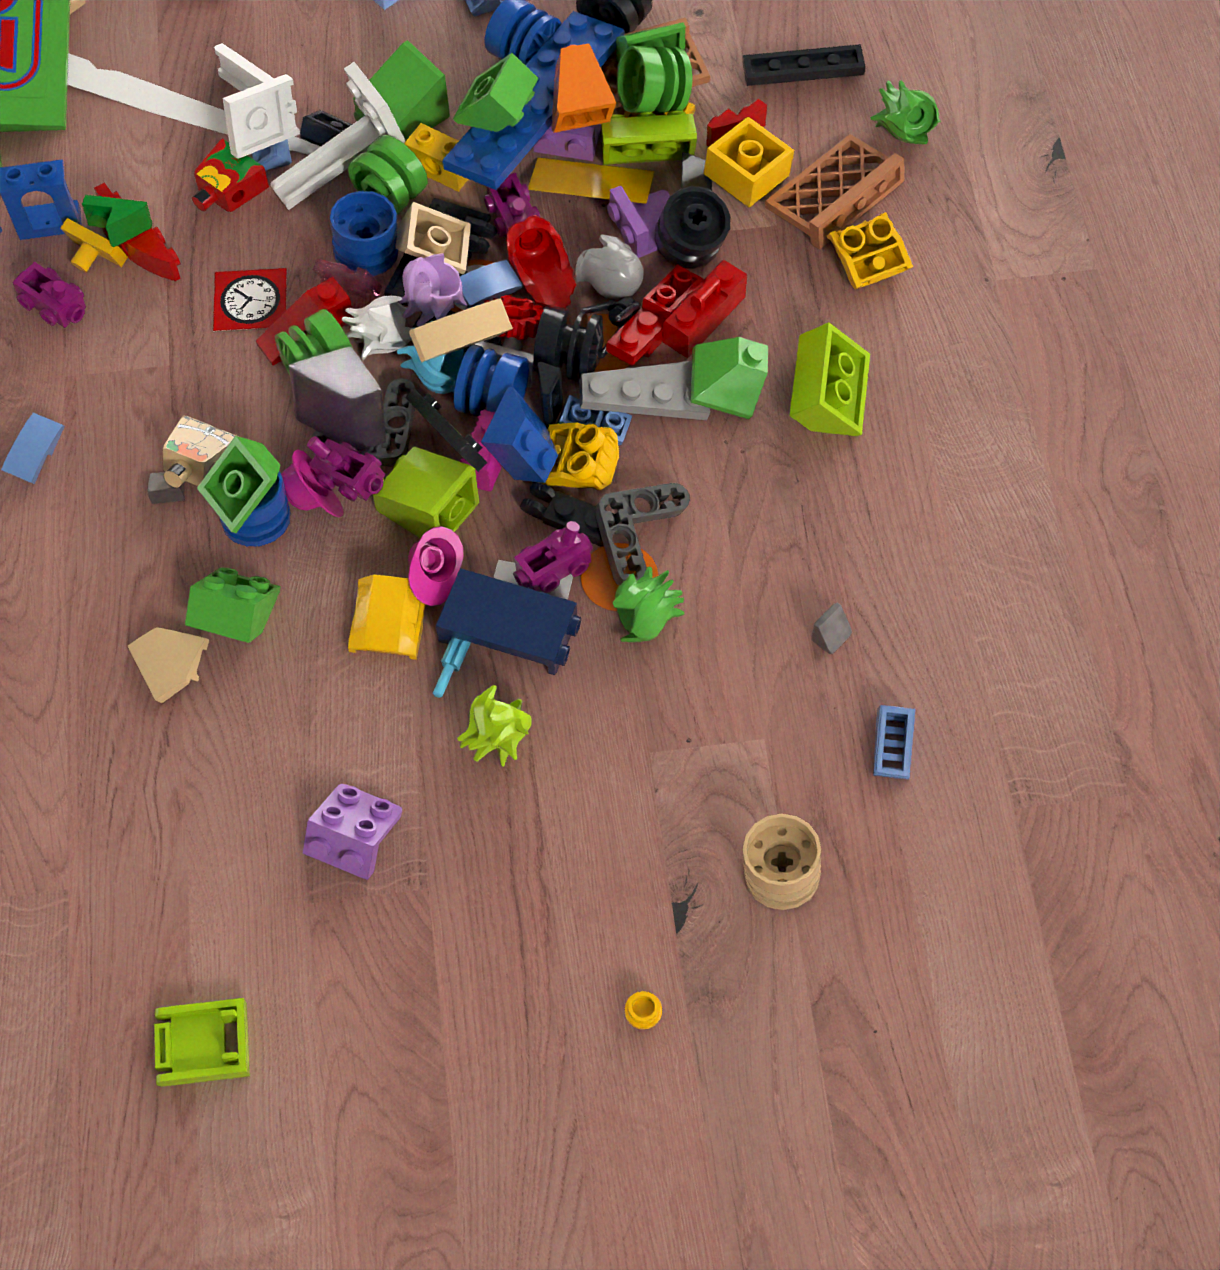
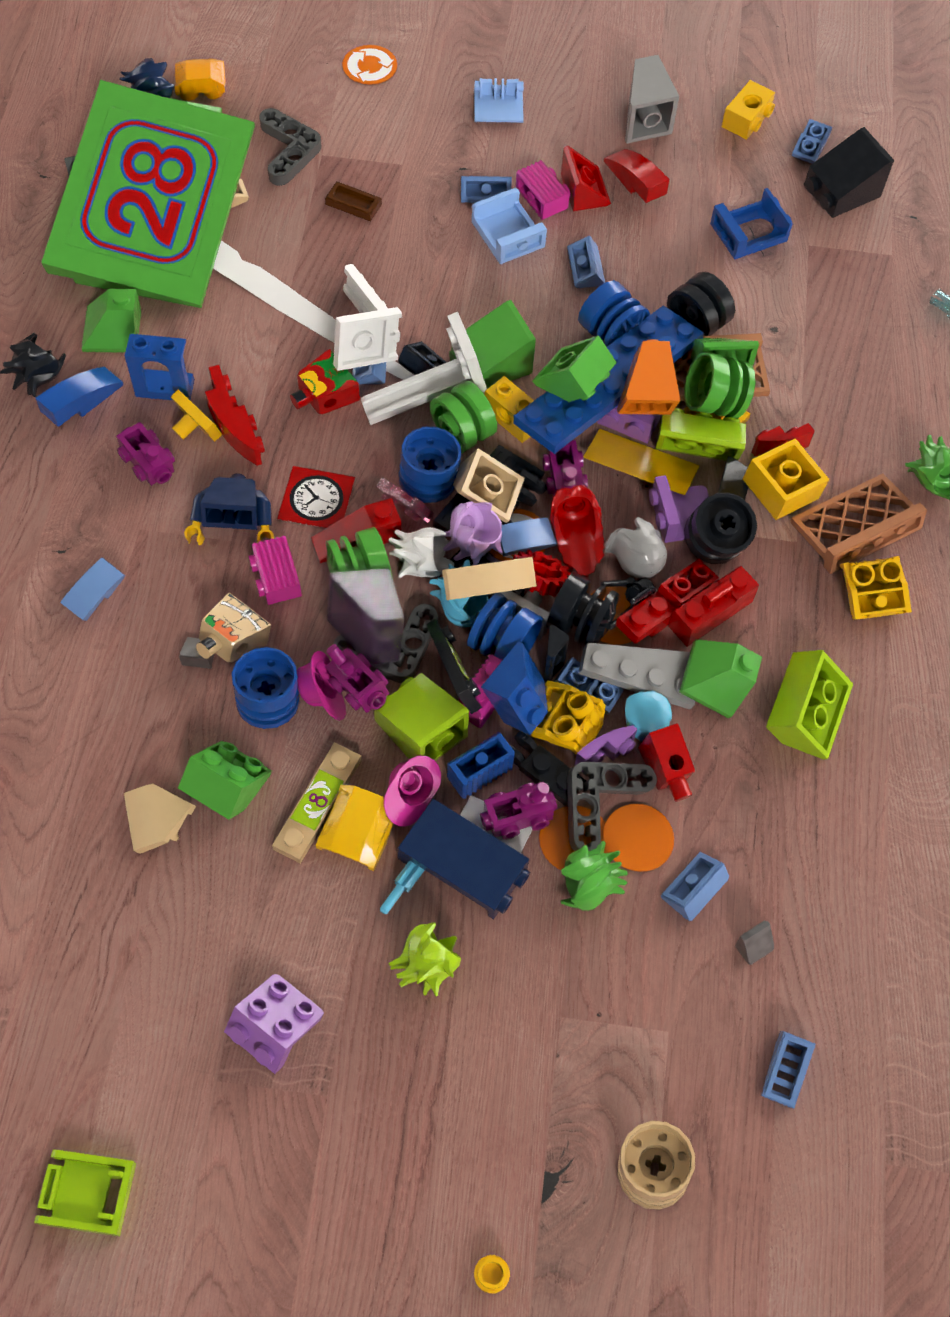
camera: 10 degrees right, 0 degrees up
(119, 216) = (221, 400): green slope -> none
(161, 325) = (230, 504): none -> dark blue torso
(227, 381) = (276, 570): none -> dark pink brick
(239, 481) = (258, 672): bright green slope -> none
(337, 606) = (316, 803): none -> tan plate
(501, 524) = (480, 765): none -> blue brick
(631, 472) = (610, 744): none -> medium lavender slope
(663, 435) = (647, 712): none -> medium azure hair
(689, 556) = (640, 836): none -> orange sticker
(697, 469) = (670, 759): none -> red torso
(757, 591) = (696, 885): none -> medium blue slope
(803, 65) = (856, 400): black plate -> none

